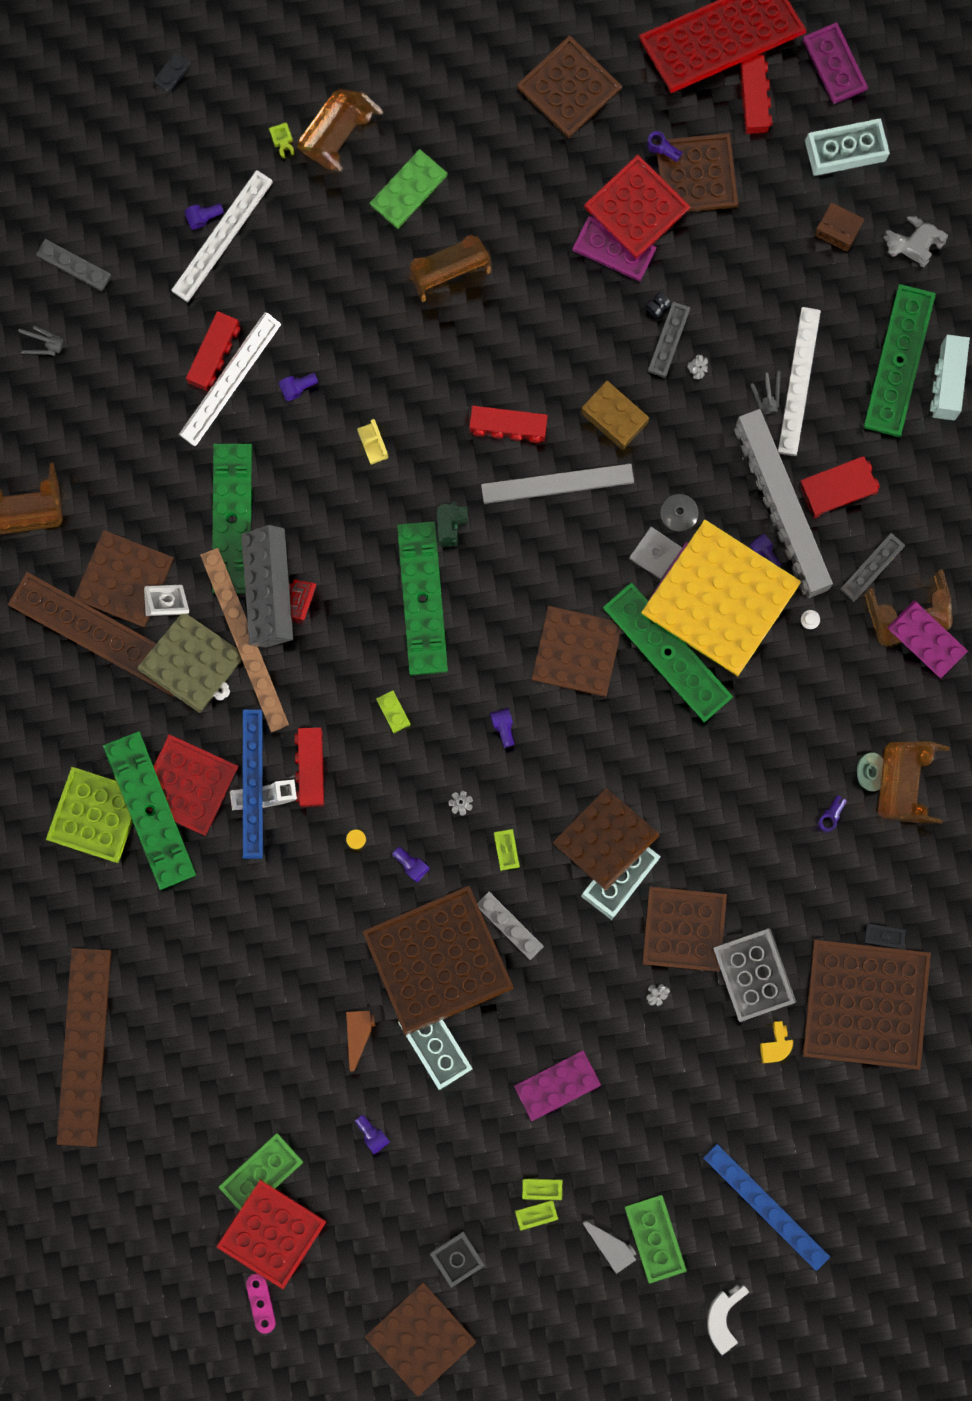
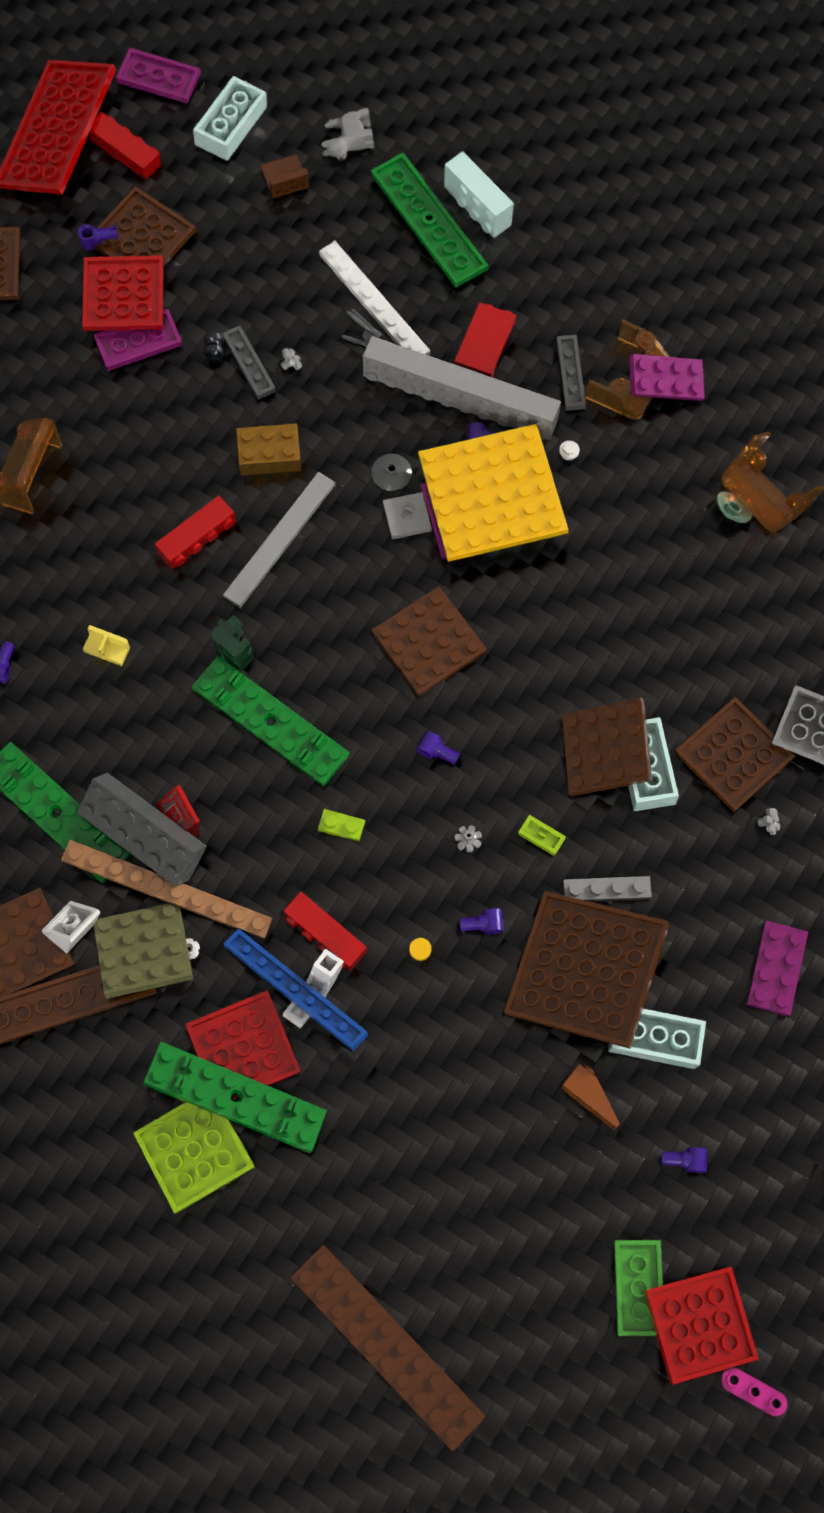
camera: 50 degrees left, 10 degrees down
(680, 669) = (519, 573): green piece -> none
(832, 814) = (740, 565): dark purple pin -> none

